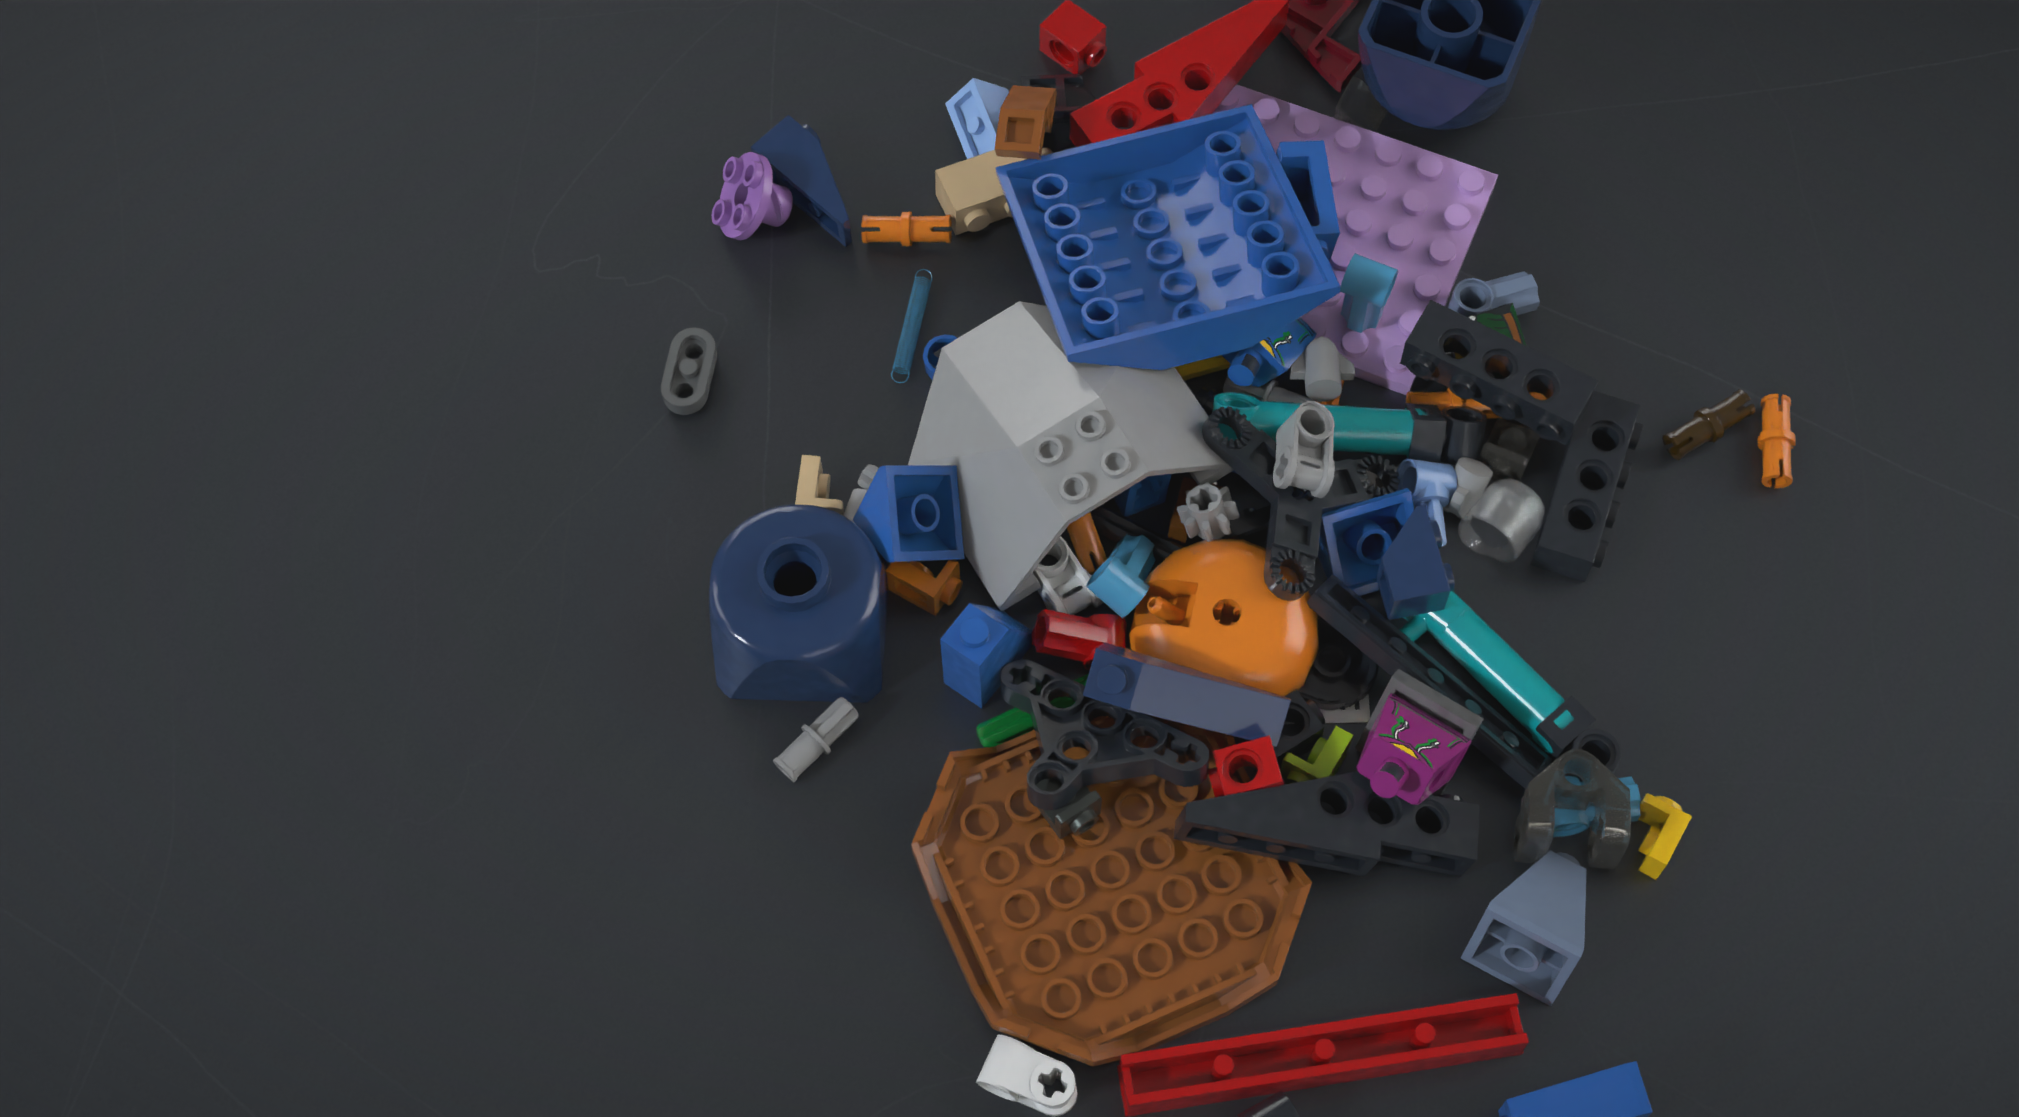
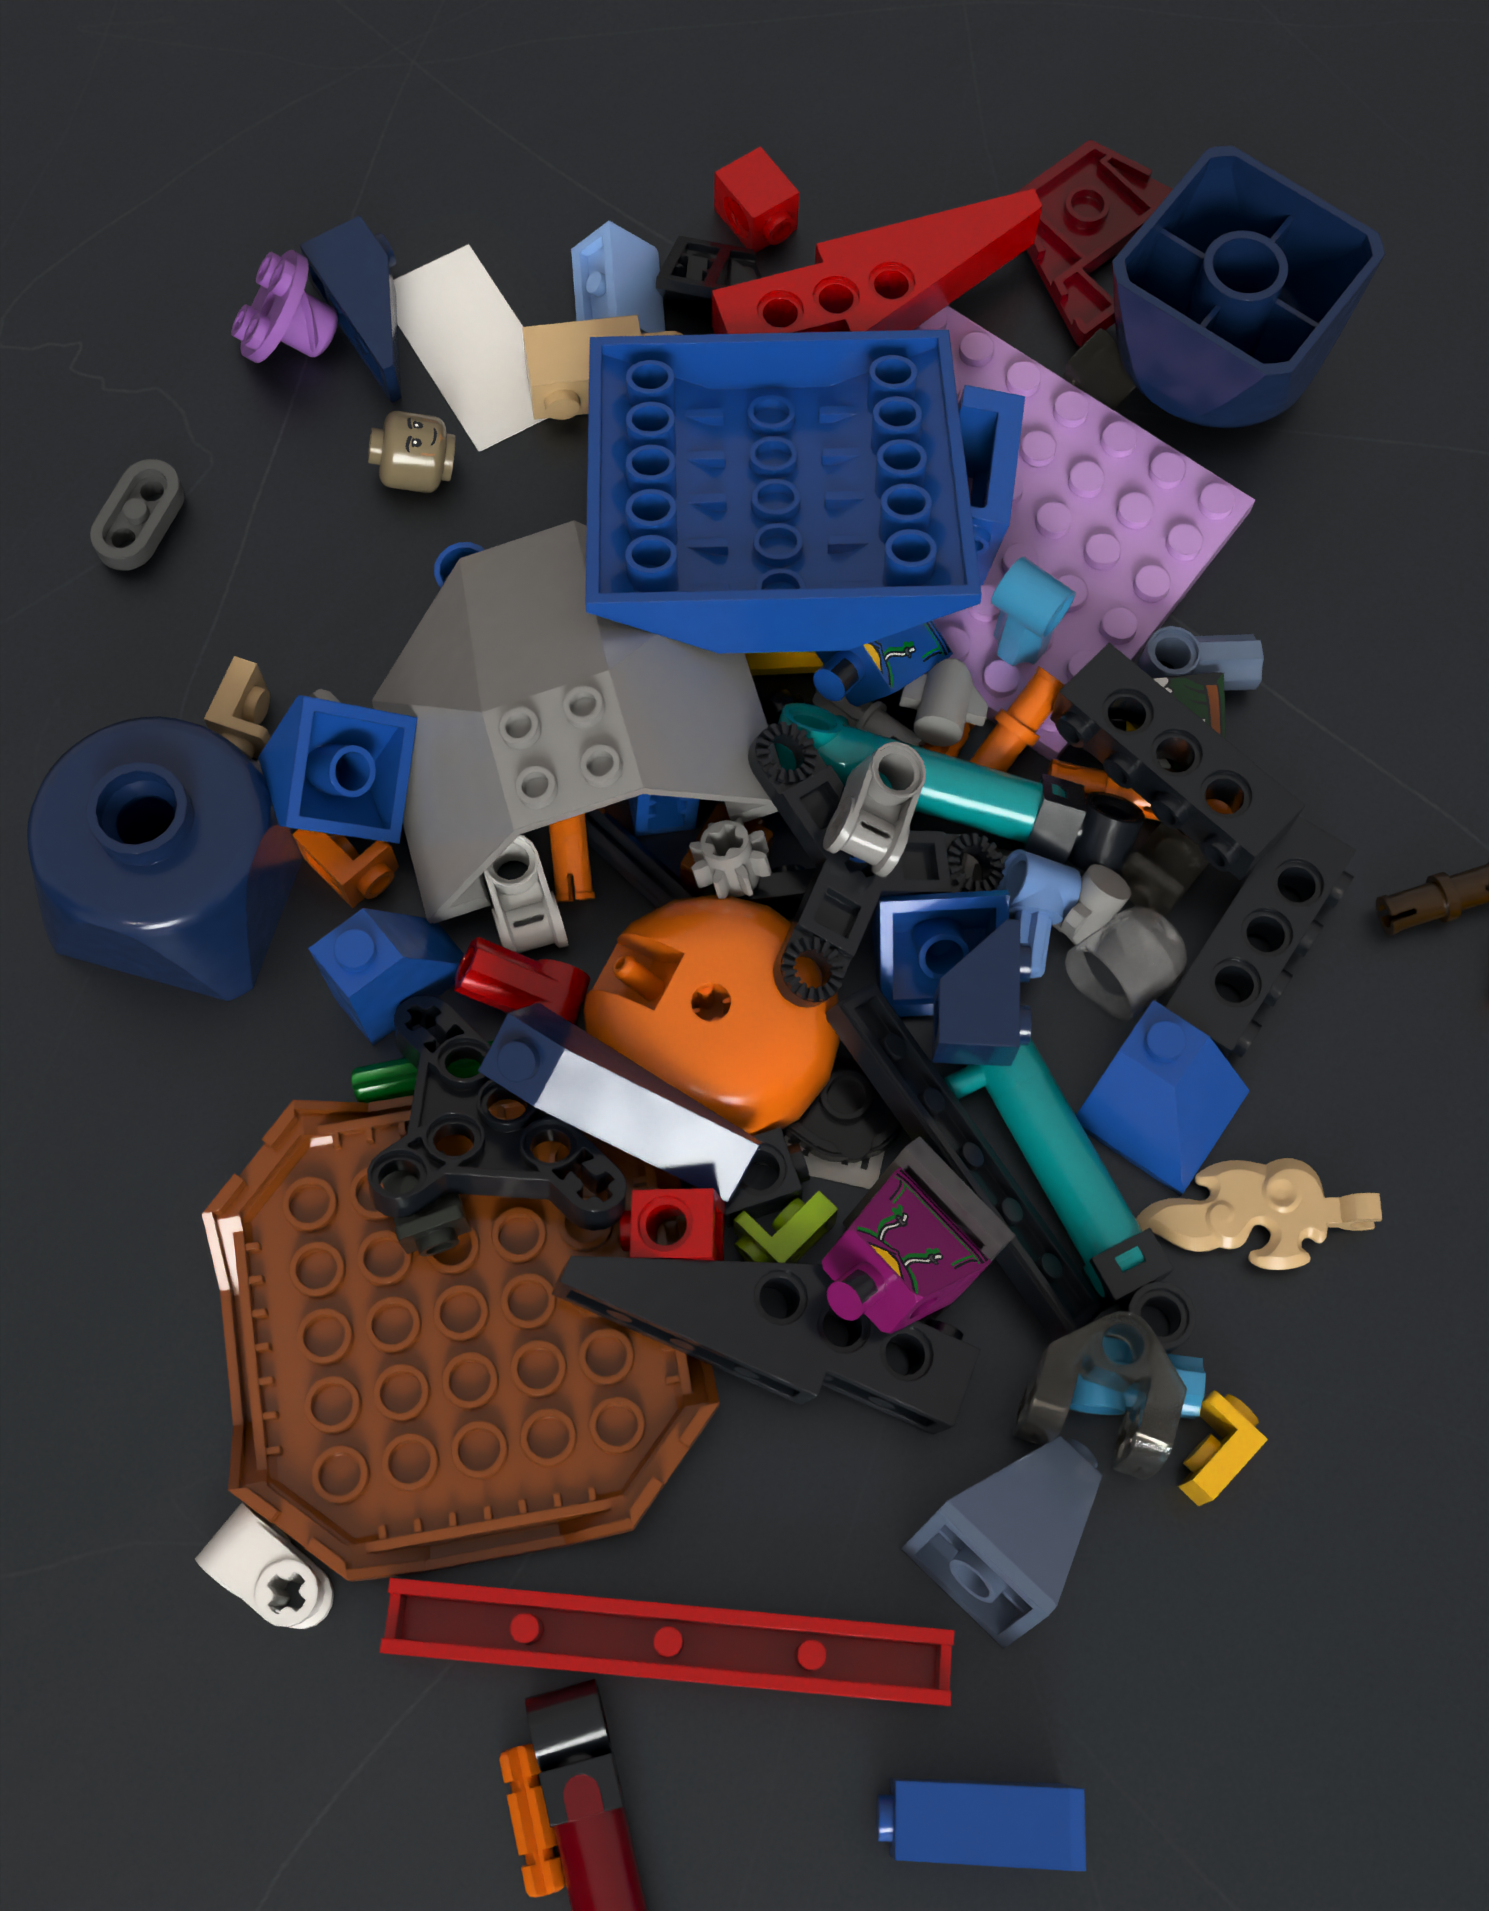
camera: 10 degrees right, 5 degrees up
(816, 738) = (140, 1035): light grey axle -> none
(878, 279) = (412, 451): none -> dark tan head
(885, 181) = (468, 344): none -> white sticker
(906, 228) = (470, 396): orange pin -> none
(914, 314) = (408, 570): dark azure piece -> none
(1024, 120) = (643, 284): dark orange slope -> none
(1122, 576) = (594, 918): dark azure piece -> none
(1379, 370) = (1019, 723): none -> orange pin
(1554, 608) = (1164, 1098): none -> blue slope
(1651, 657) = (1279, 1195): none -> tan piece

